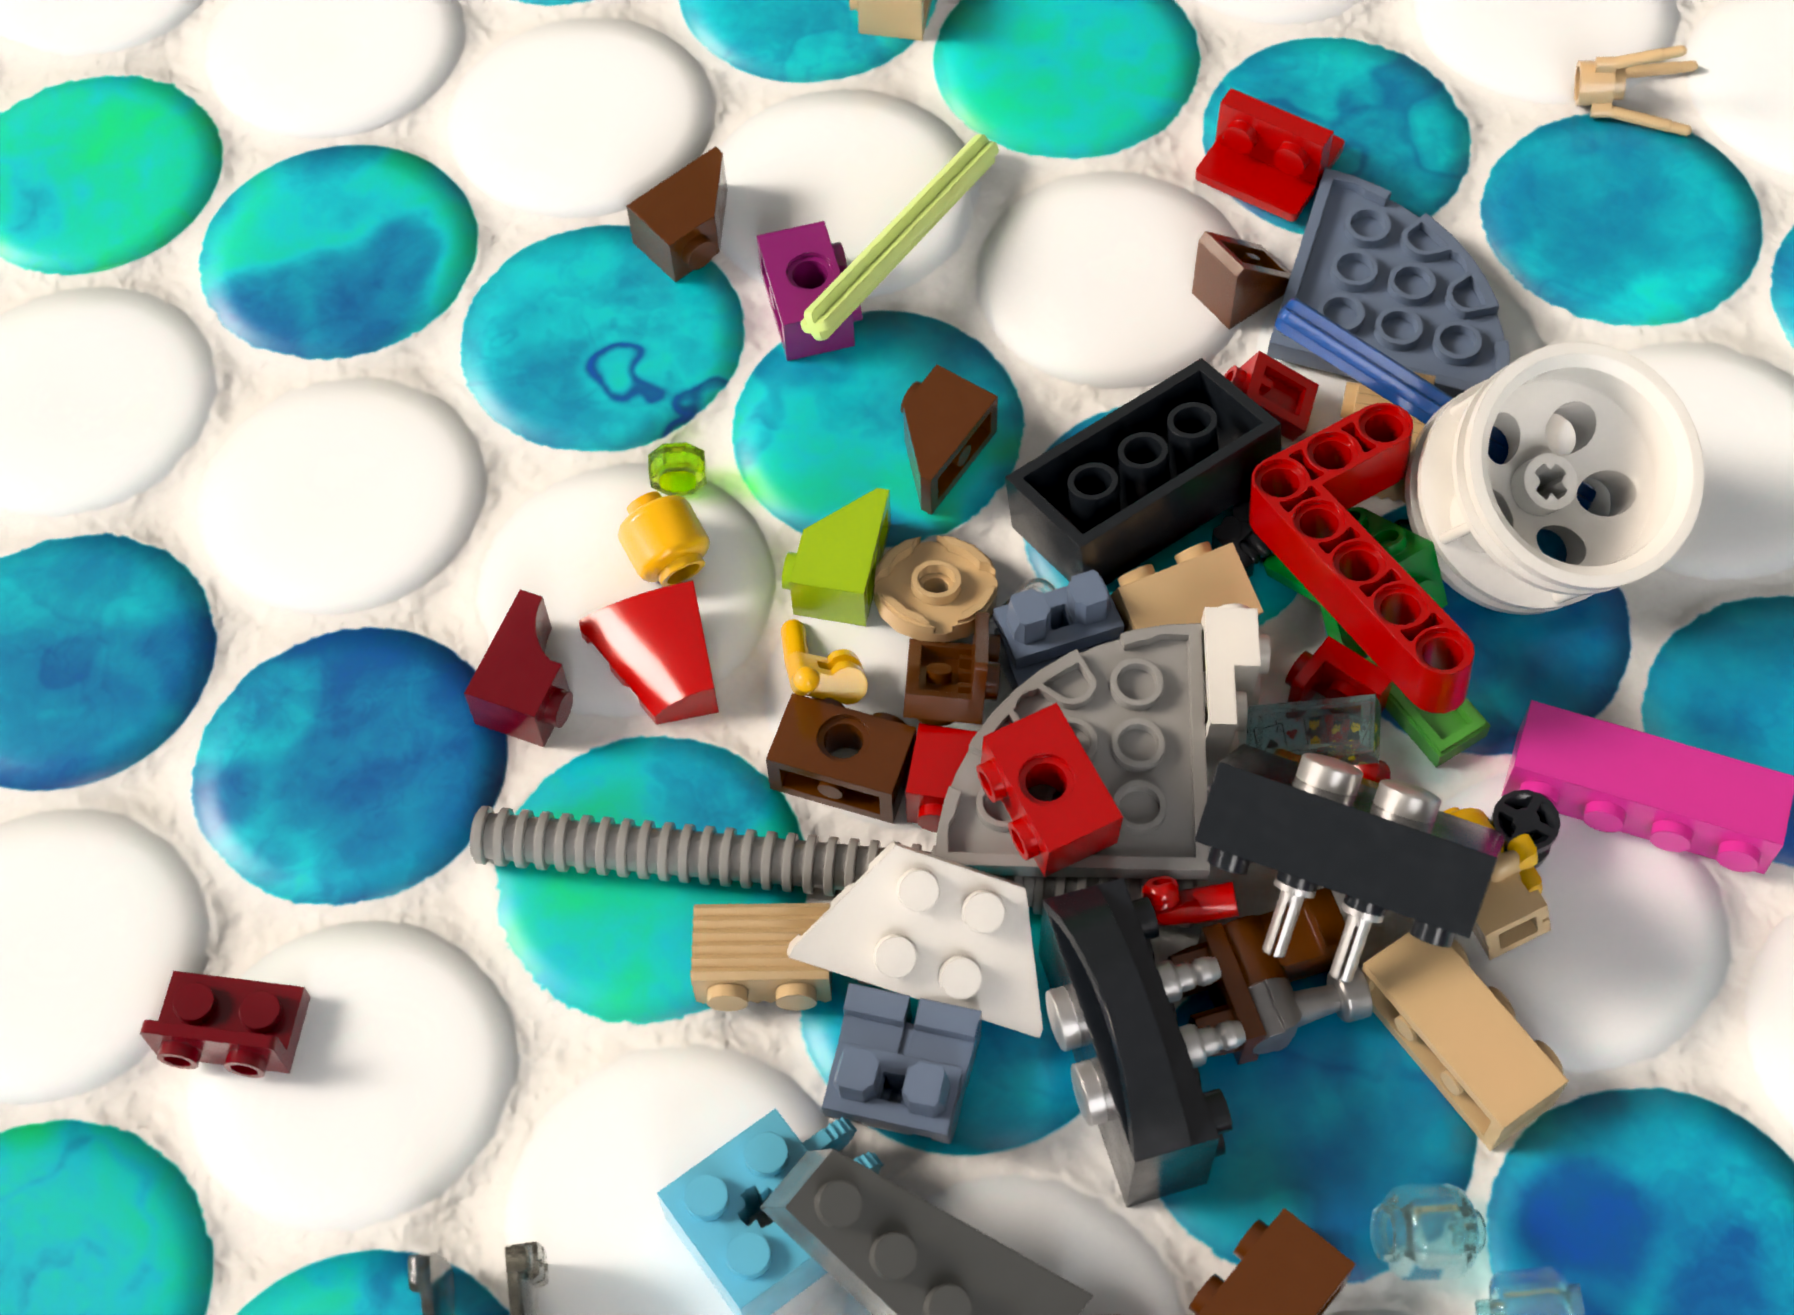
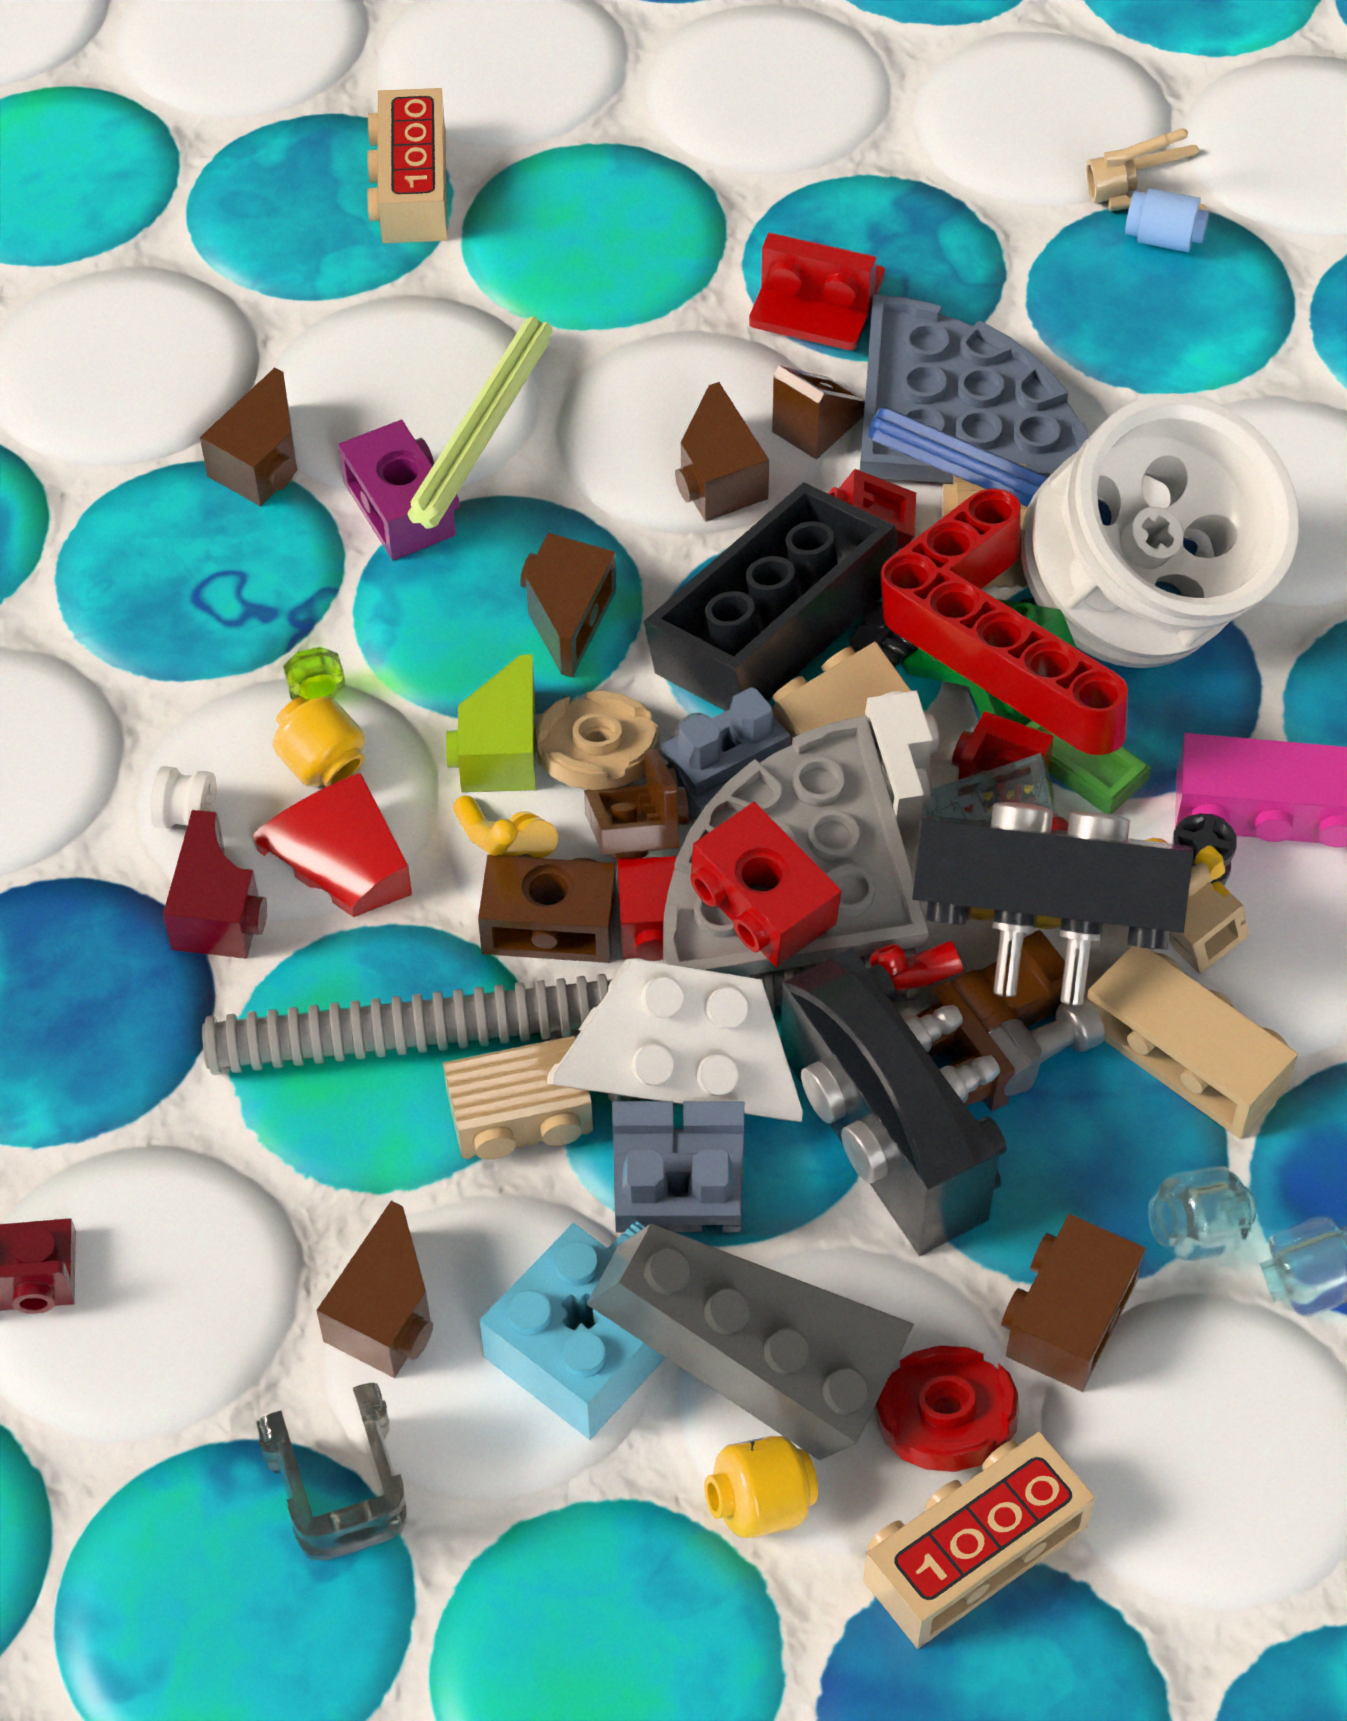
camera: 15 degrees left, 5 degrees down
(516, 568) = (179, 794): none -> white wheel
(576, 1137) = (380, 1299): none -> reddish brown slope
(1129, 314) = (721, 459): none -> reddish brown slope
(1645, 137) = (1166, 219): none -> light blue brick

